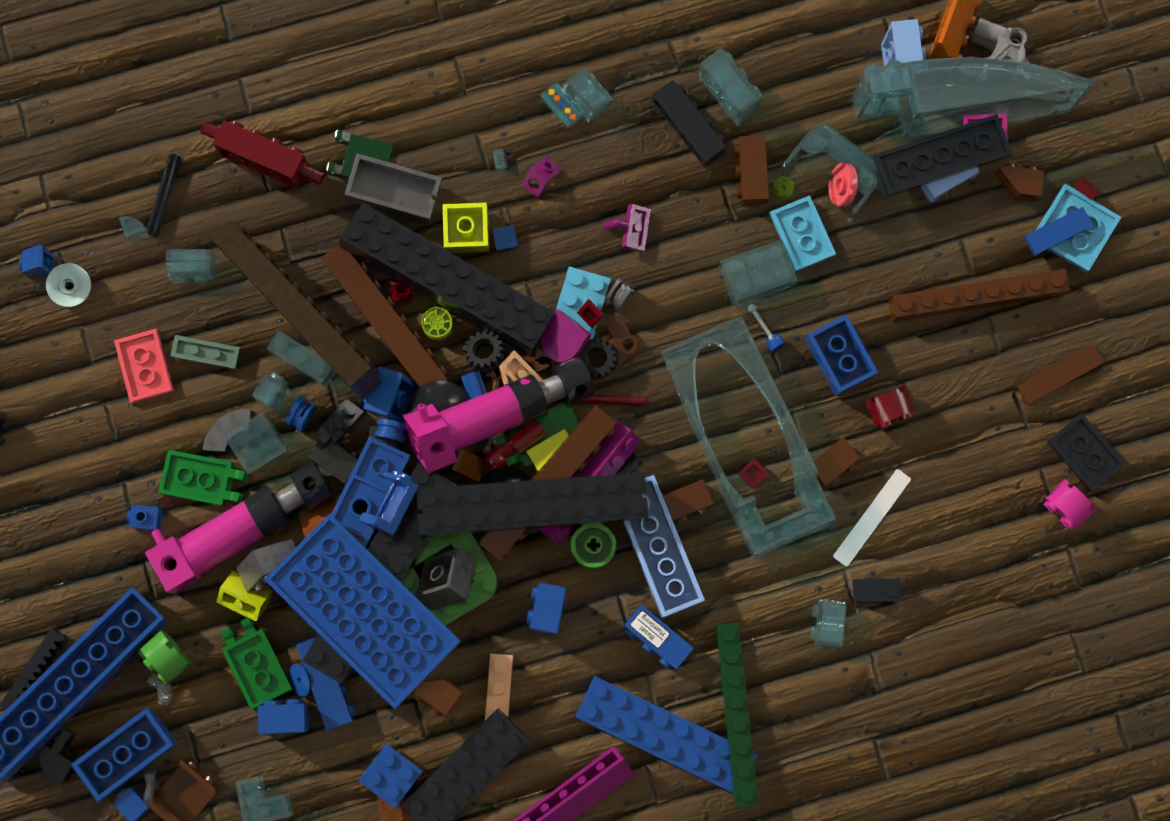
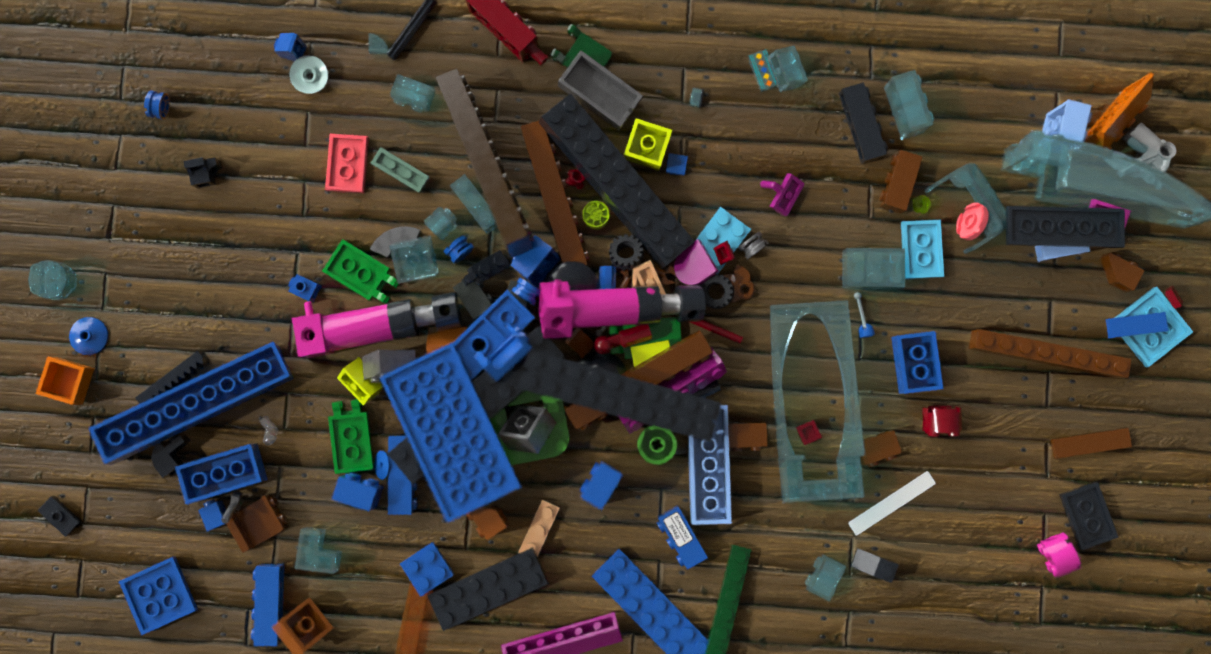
camera: 20 degrees right, 5 degrees up
(164, 657) = (279, 407): bright green brick -> none
(543, 172) = (728, 121): magenta bracket -> none

